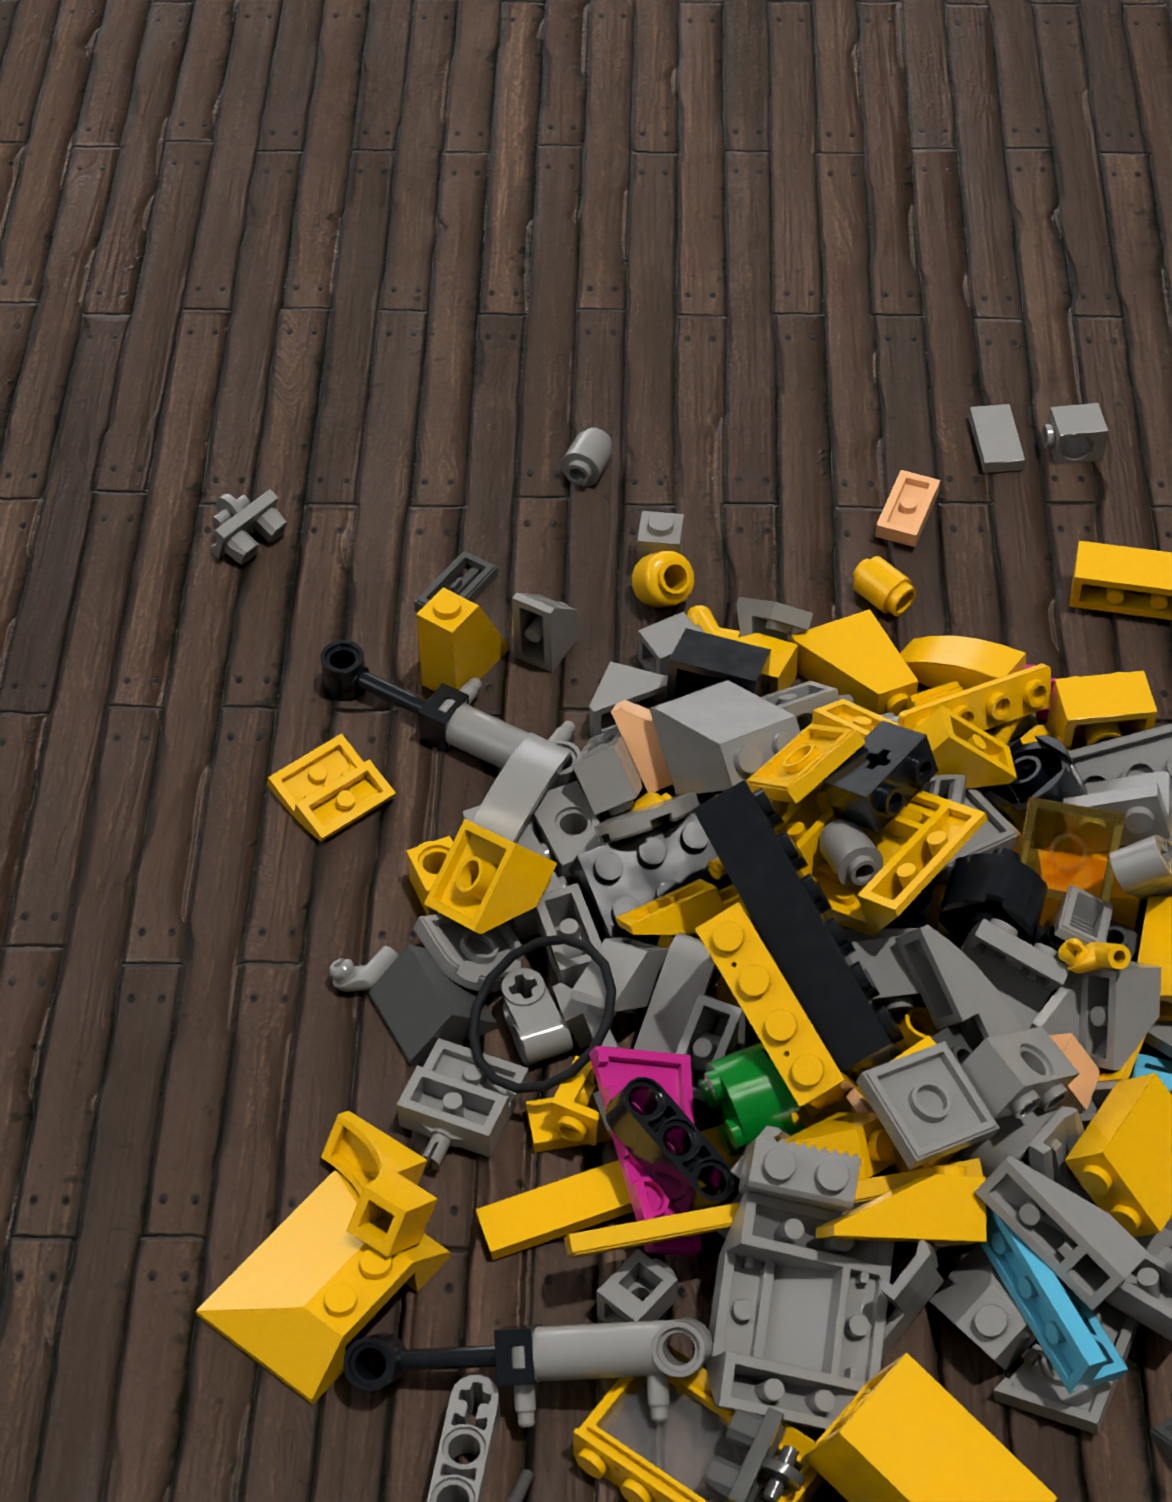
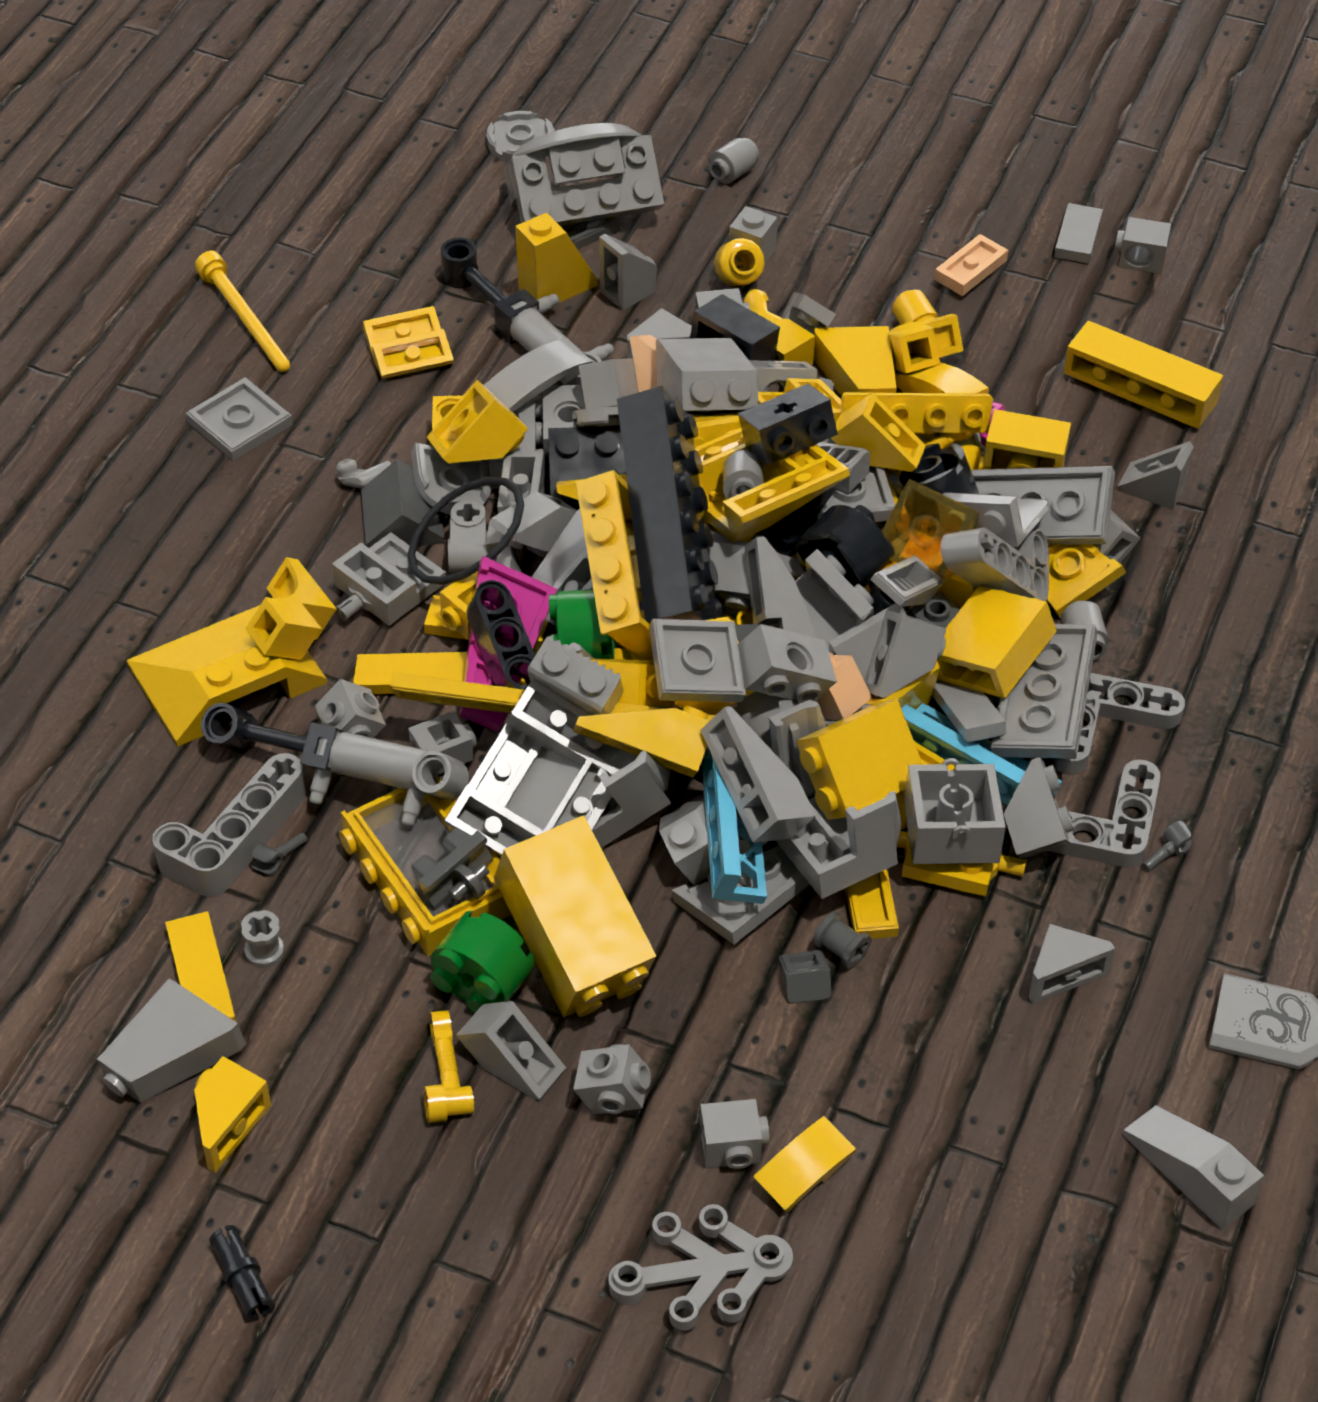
camera: 20 degrees right, 0 degrees up
(52, 763) = (214, 270): none -> yellow piece
(177, 946) = (239, 419): none -> light grey tile
(240, 519) = (440, 136): light grey hips -> none
(330, 495) = (514, 131): none -> light grey tile
(435, 508) = (581, 155): none -> light grey piece
(513, 1292) = (351, 709): none -> light grey brick
(805, 762) = (737, 400): yellow tile -> none
(916, 617) = (923, 343): none -> yellow brick
(1093, 956) = (884, 603): yellow arm -> none

